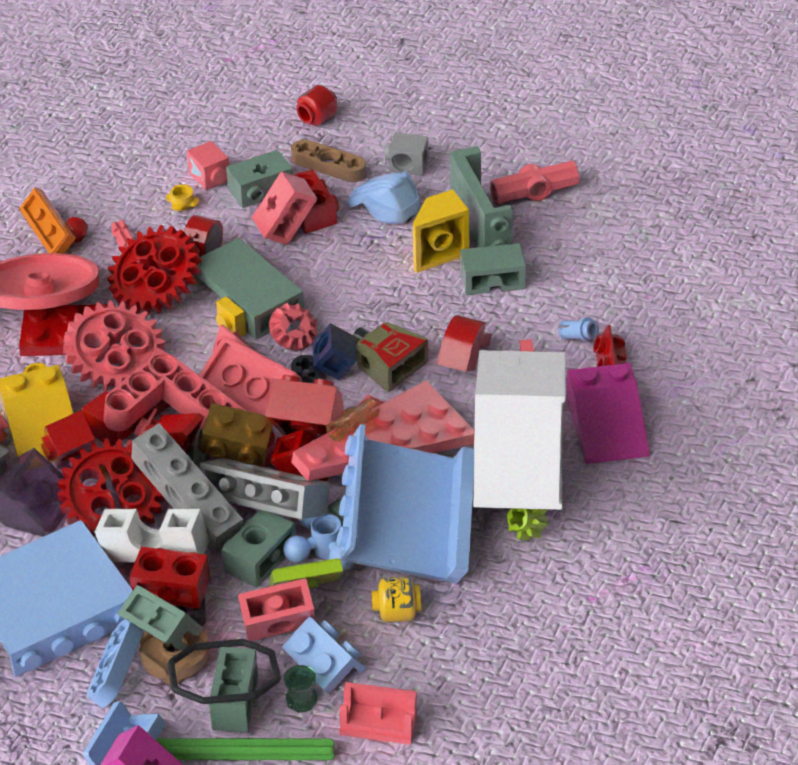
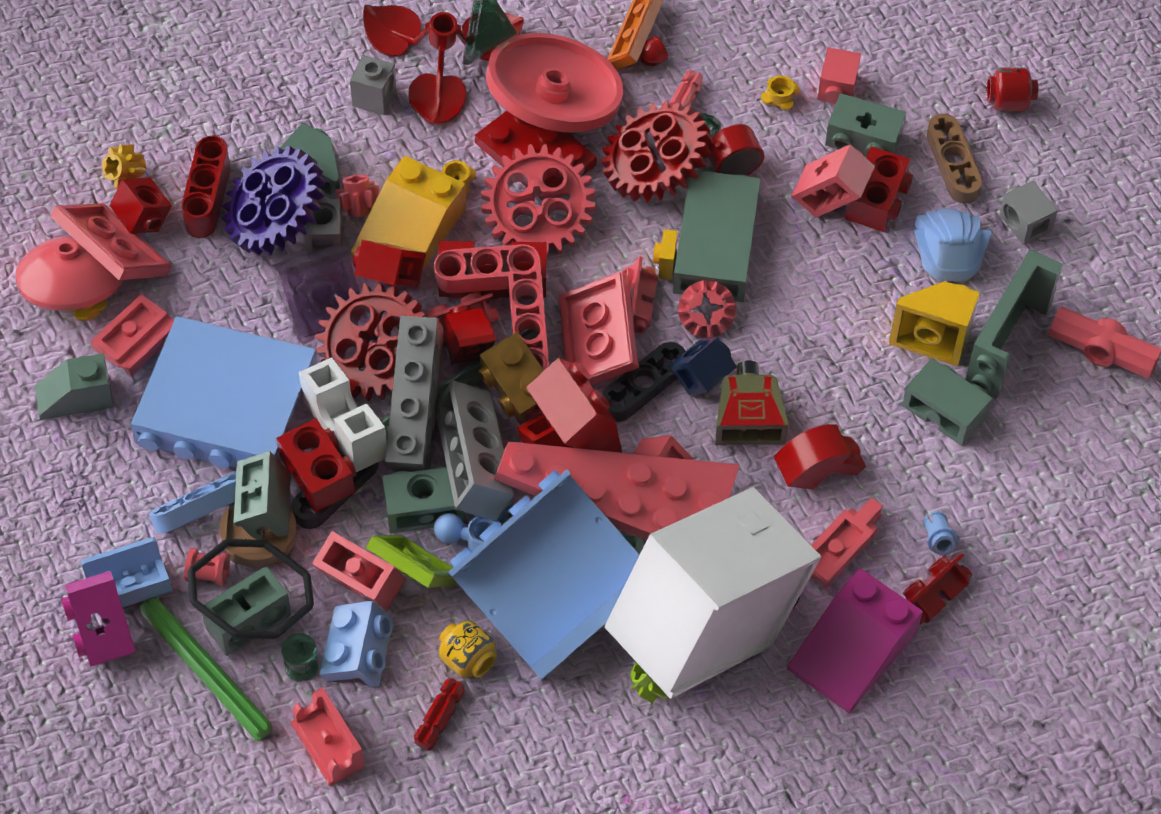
camera: 45 degrees right, 15 degrees up
(164, 698) = (215, 570): none -> coral bush
(352, 418) = (595, 454): clear orange pin -> none
(426, 647) = (439, 714): none -> red axle

